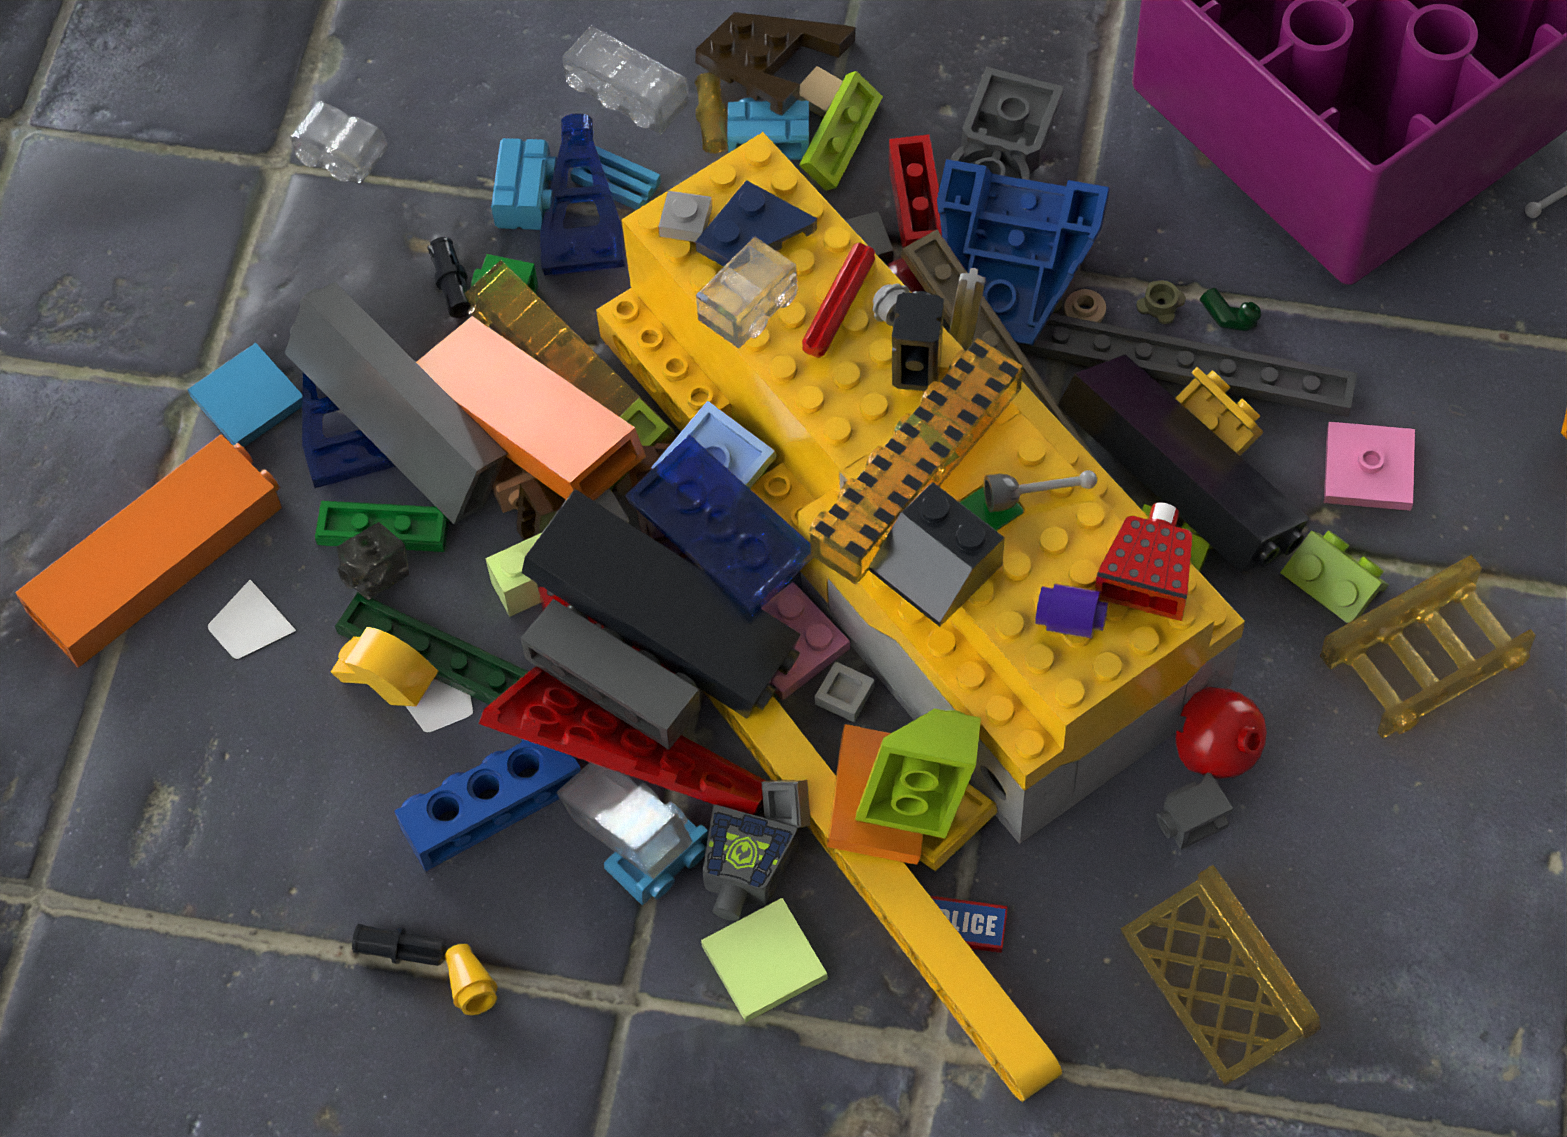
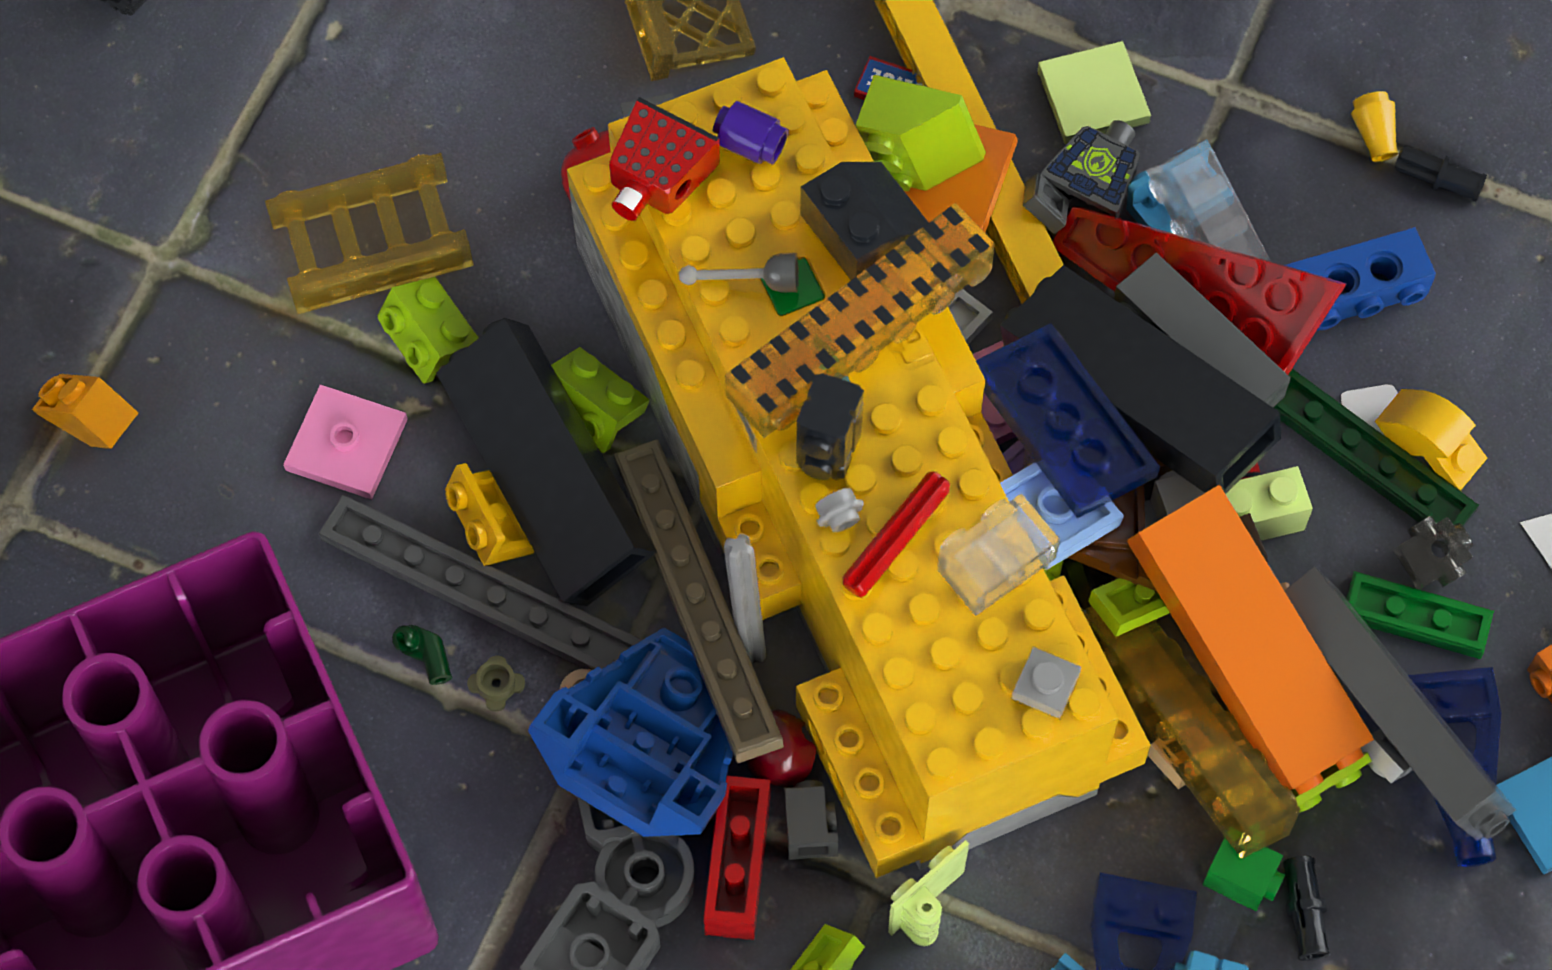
camera: 170 degrees left, 5 degrees up
(749, 215) = (971, 650): dark blue wing -> none

